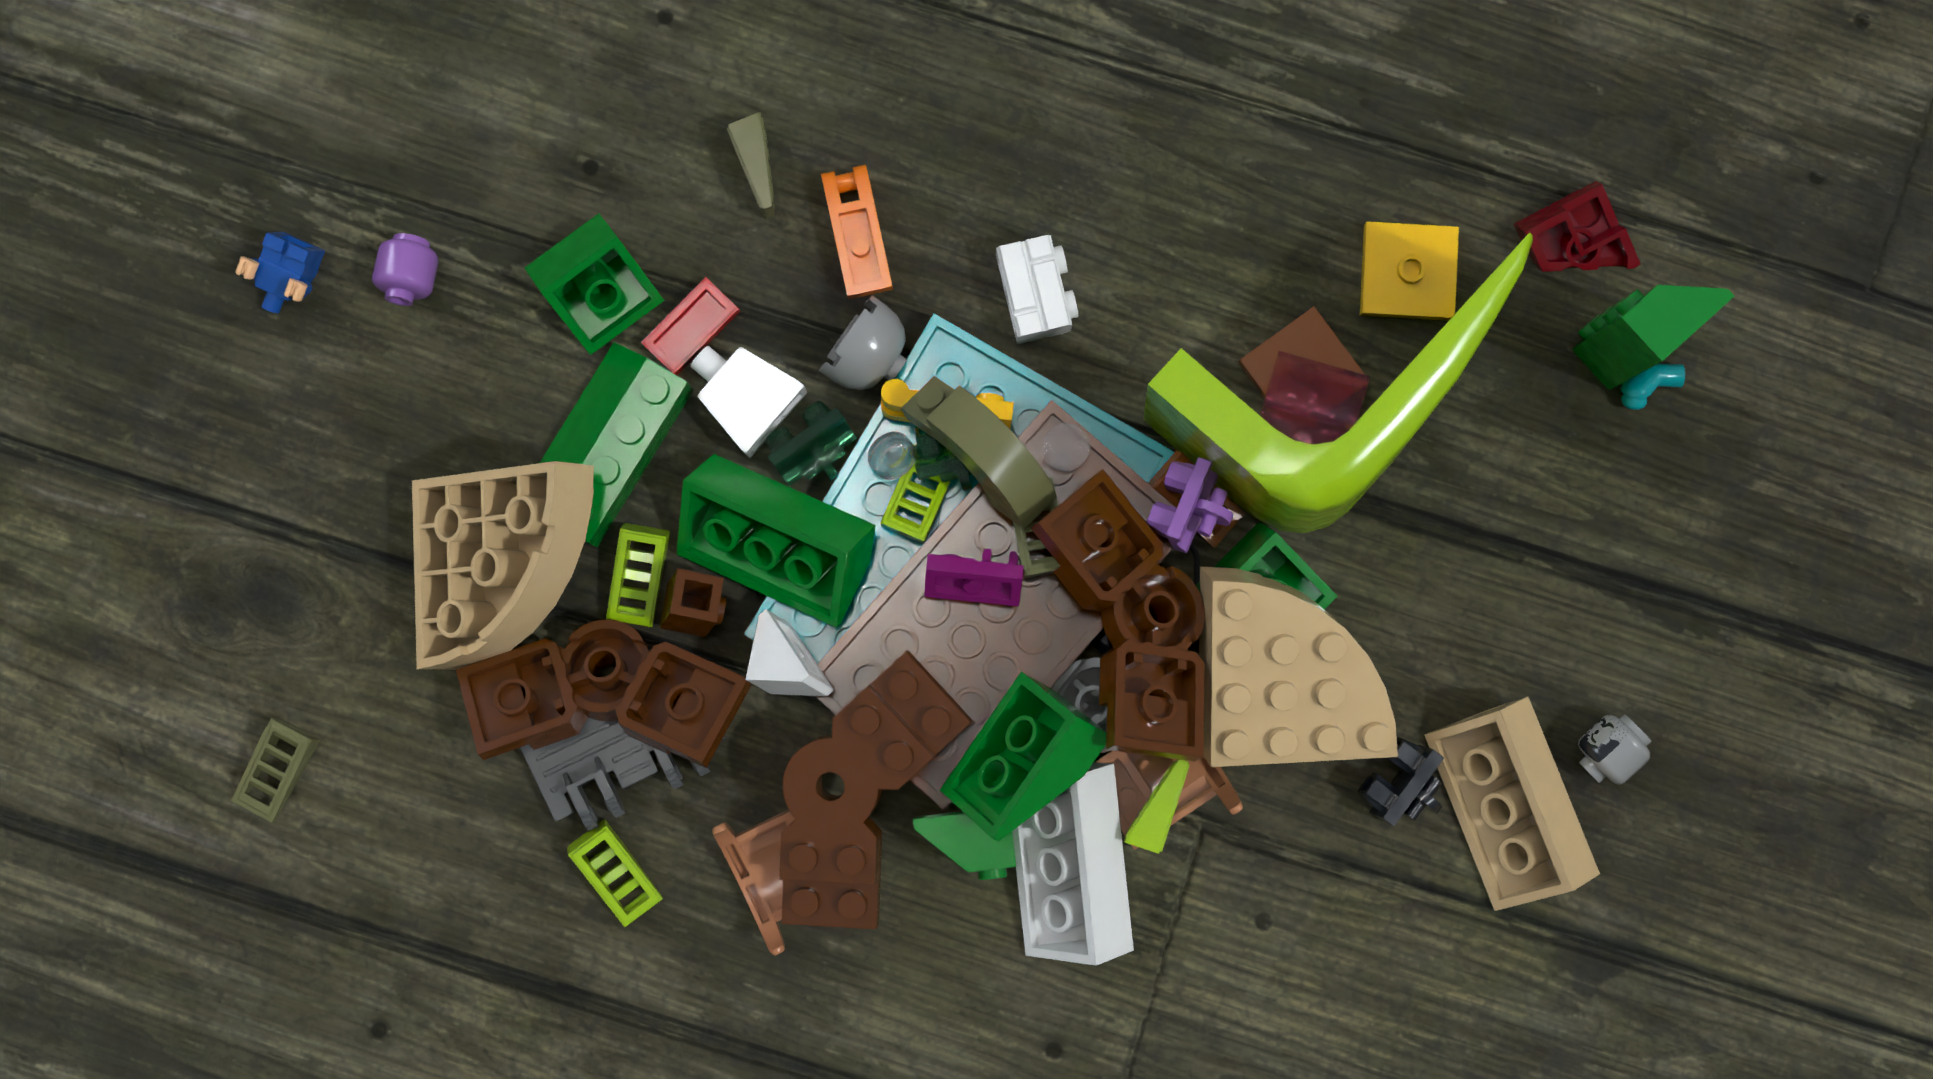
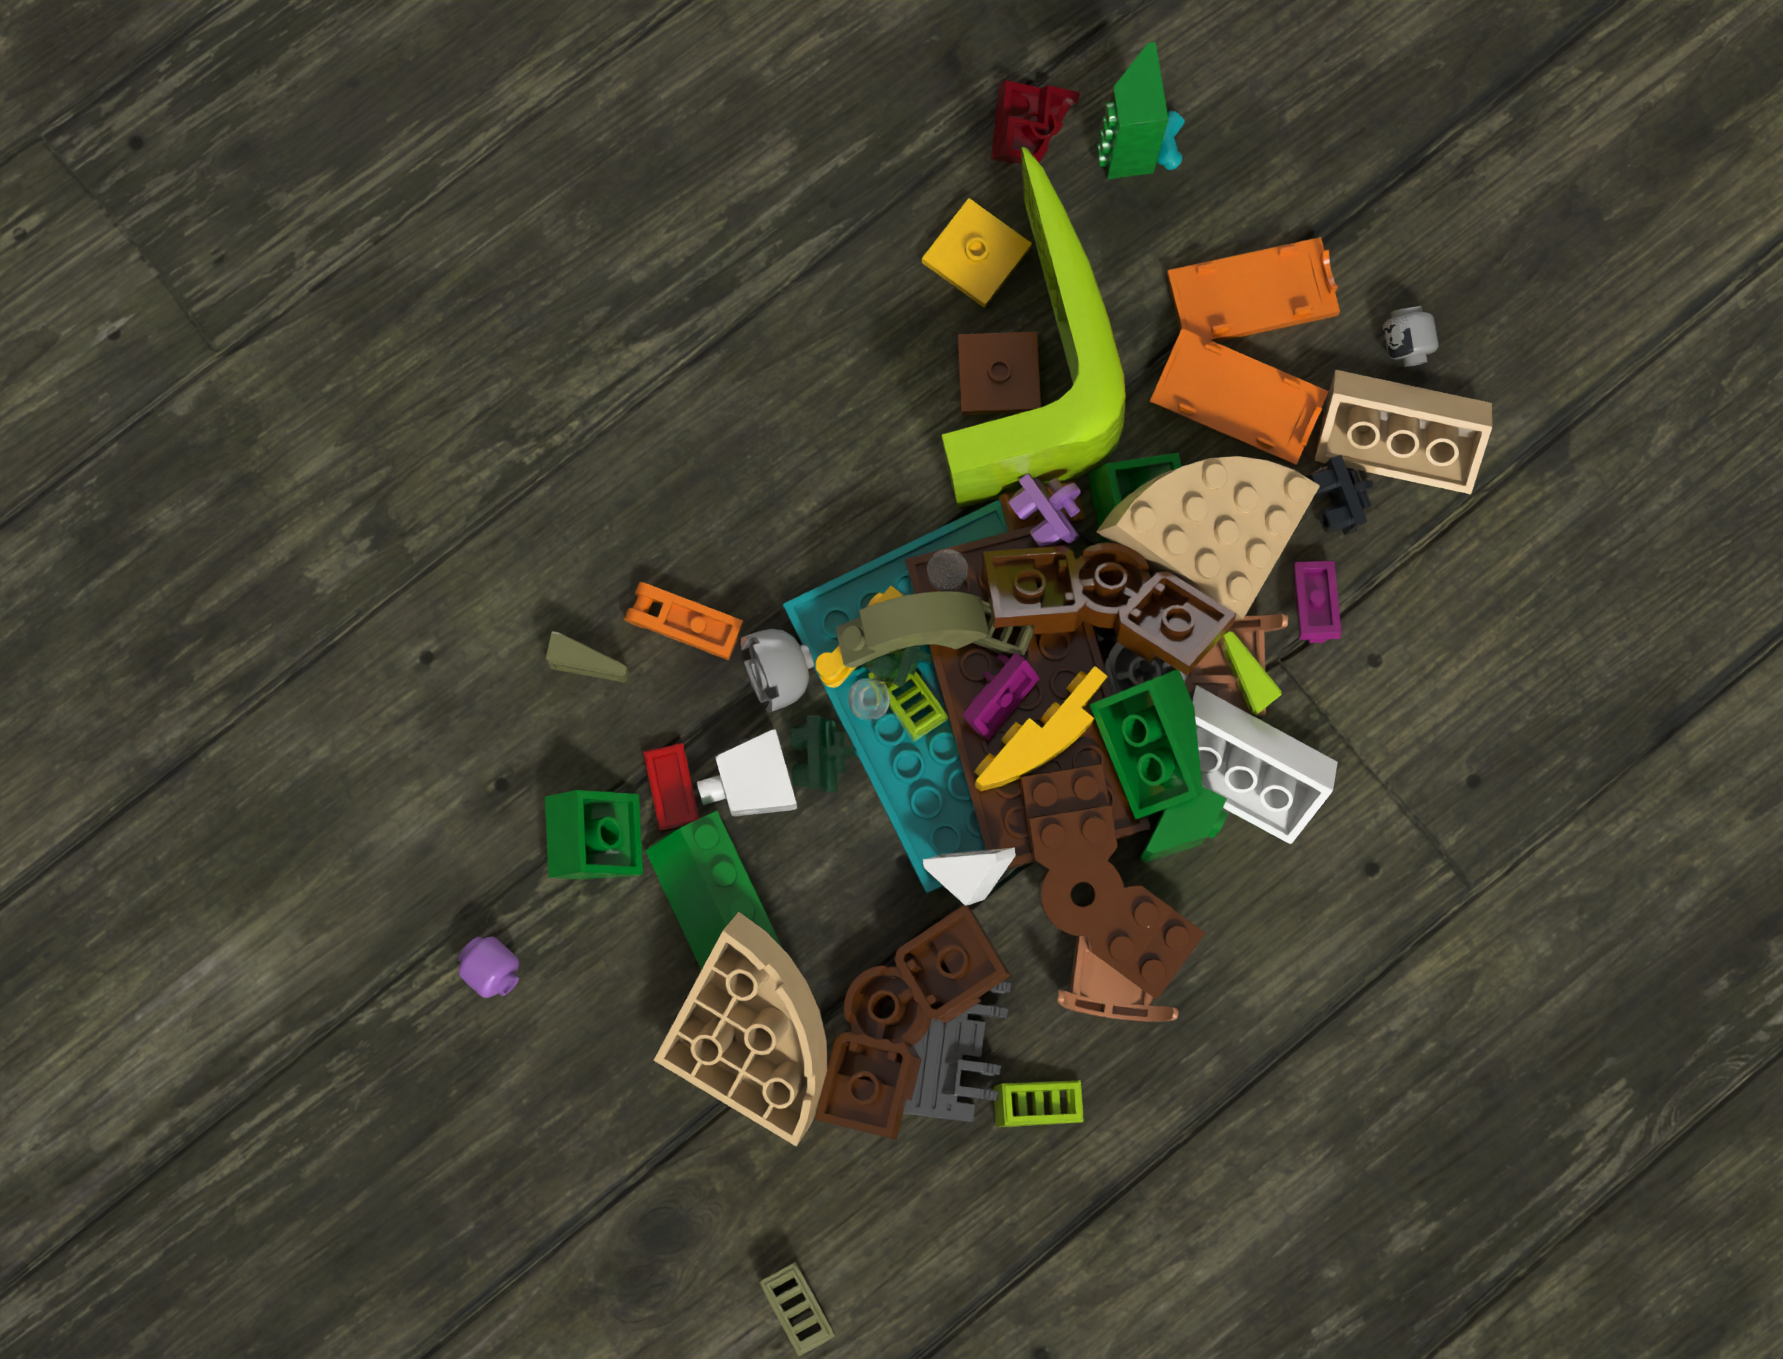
camera: 60 degrees left, 5 degrees down
(283, 269) = (427, 1059): blue piece -> none
(643, 534) = (803, 920): lime slope -> none
(693, 603) = (879, 914): reddish brown brick -> none
(773, 538) = (872, 824): green slope -> none
(943, 643) = (1033, 747): none -> yellow slope
(1035, 288) = (813, 520): white brick -> none
(1282, 827) = (1317, 601): none -> magenta plate
(1312, 399) = (1027, 376): clear pink slope -> none
(1437, 619) = (1239, 396): none -> orange piece
(1553, 566) = (1255, 291): none -> orange piece

